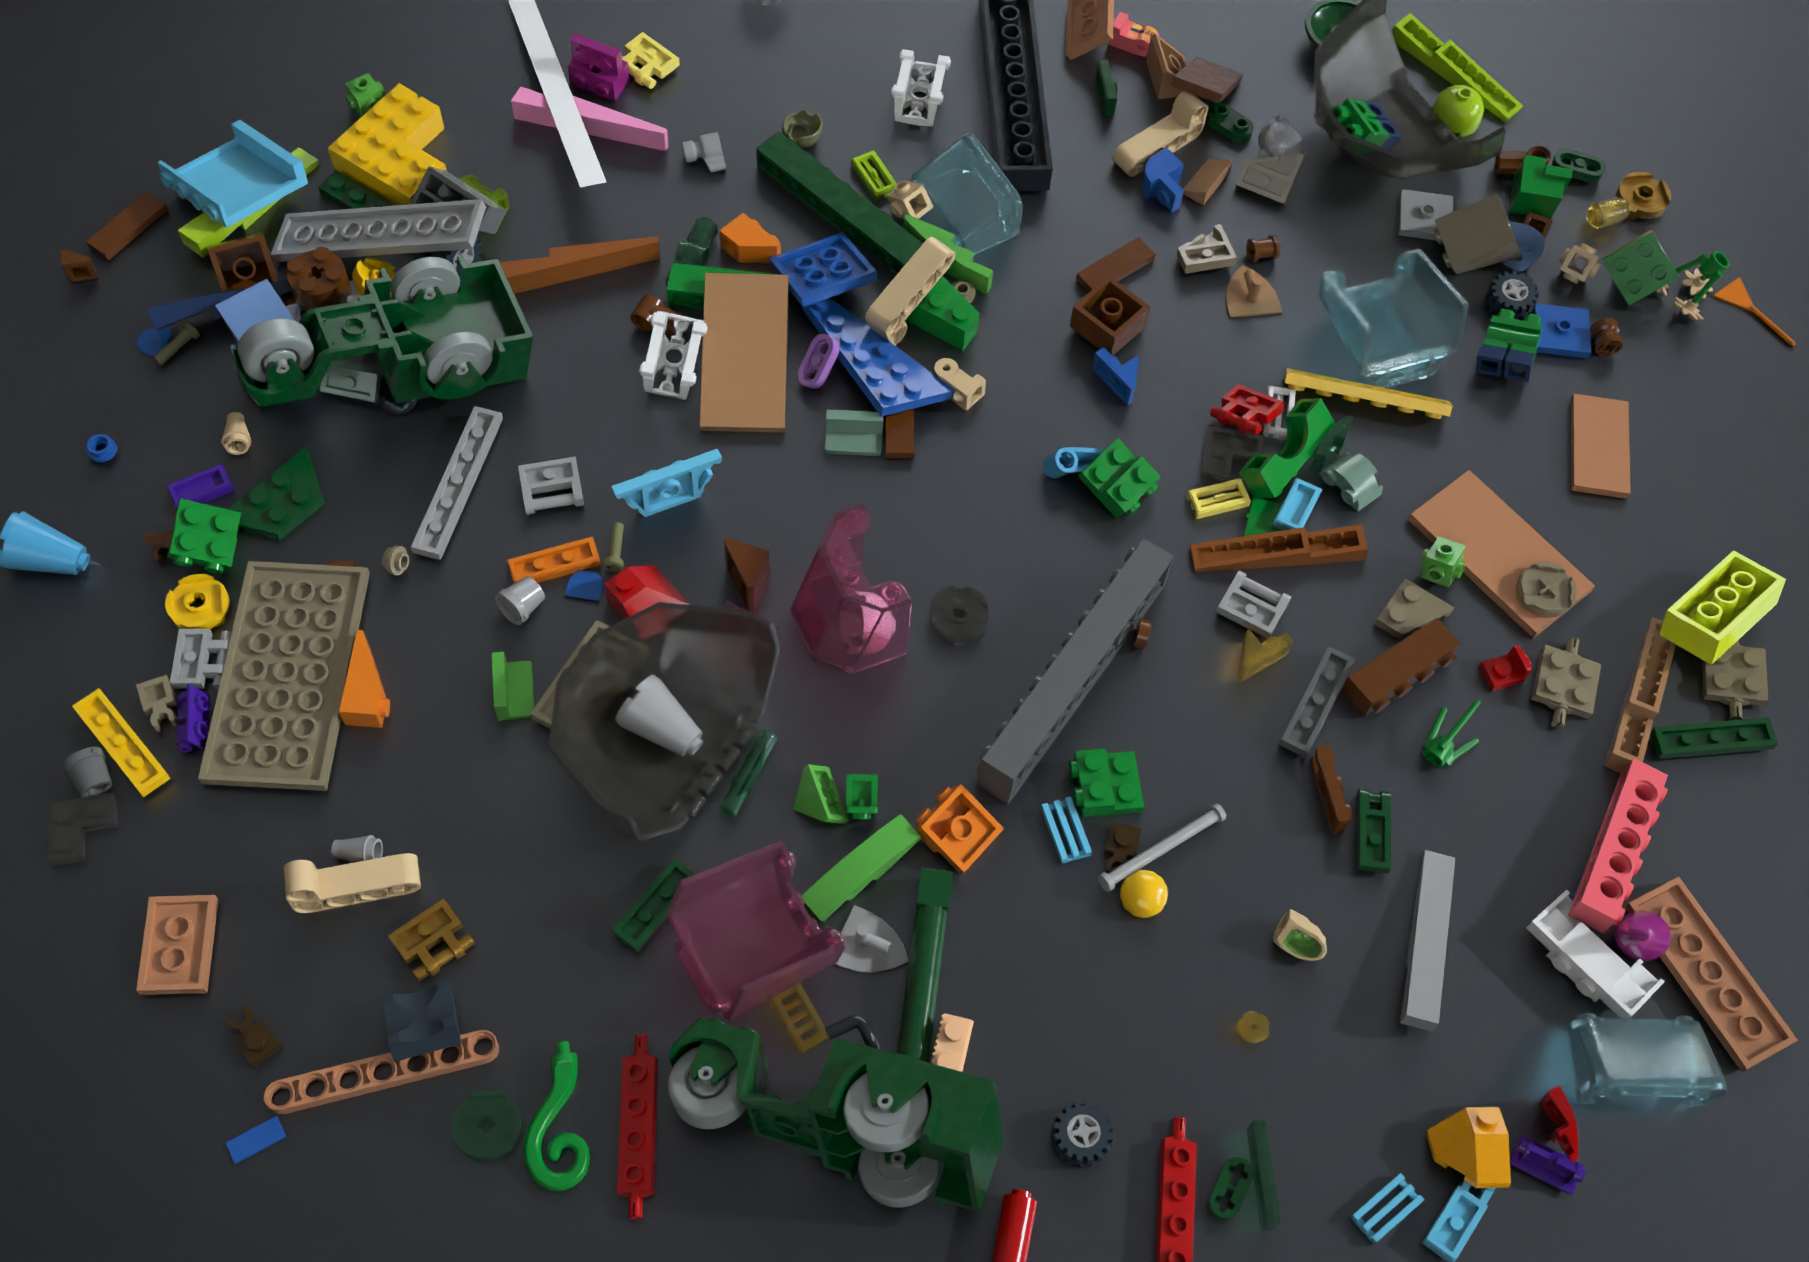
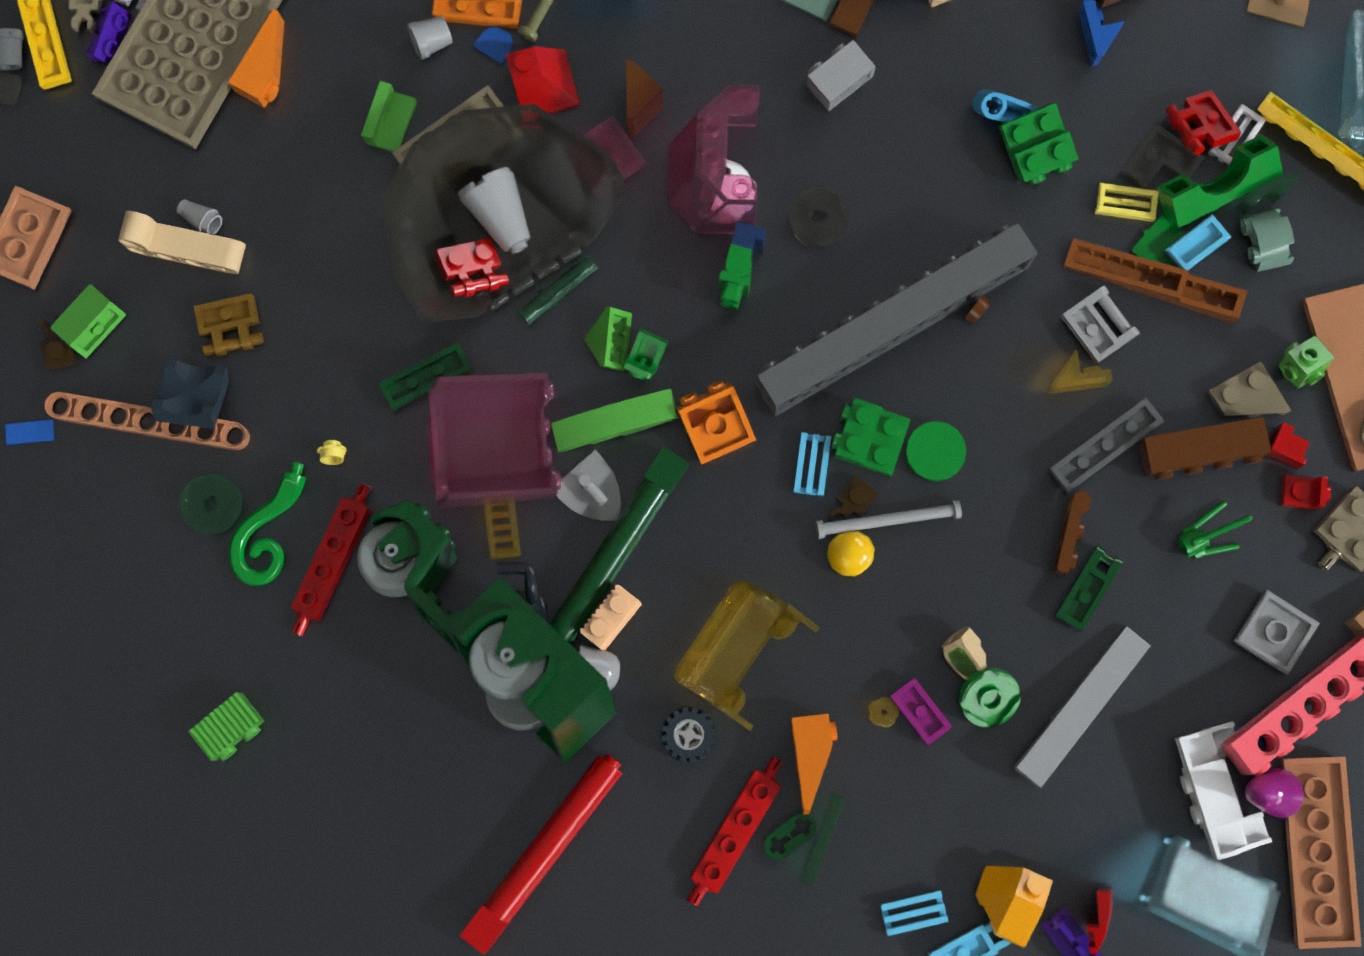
camera: 35 degrees right, 20 degrees up
(279, 996) = (87, 321): none -> bright green panel
(592, 1018) = (332, 452): none -> light yellow plate
(653, 775) = (470, 259): none -> plate
(911, 676) = (737, 276): none -> green hips
(917, 490) = (840, 74): none -> light grey brick
(1078, 1023) = (732, 643): none -> clear yellow windscreen
(1171, 770) = (935, 451): none -> green tile
(1207, 1089) = (812, 749): none -> orange slope
(1288, 1010) = (920, 711): none -> magenta plate
(1343, 965) = (989, 697): none -> tile
(1471, 638) = (1288, 447): none -> red panel
(1554, 797) = (1276, 632): none -> light grey plate

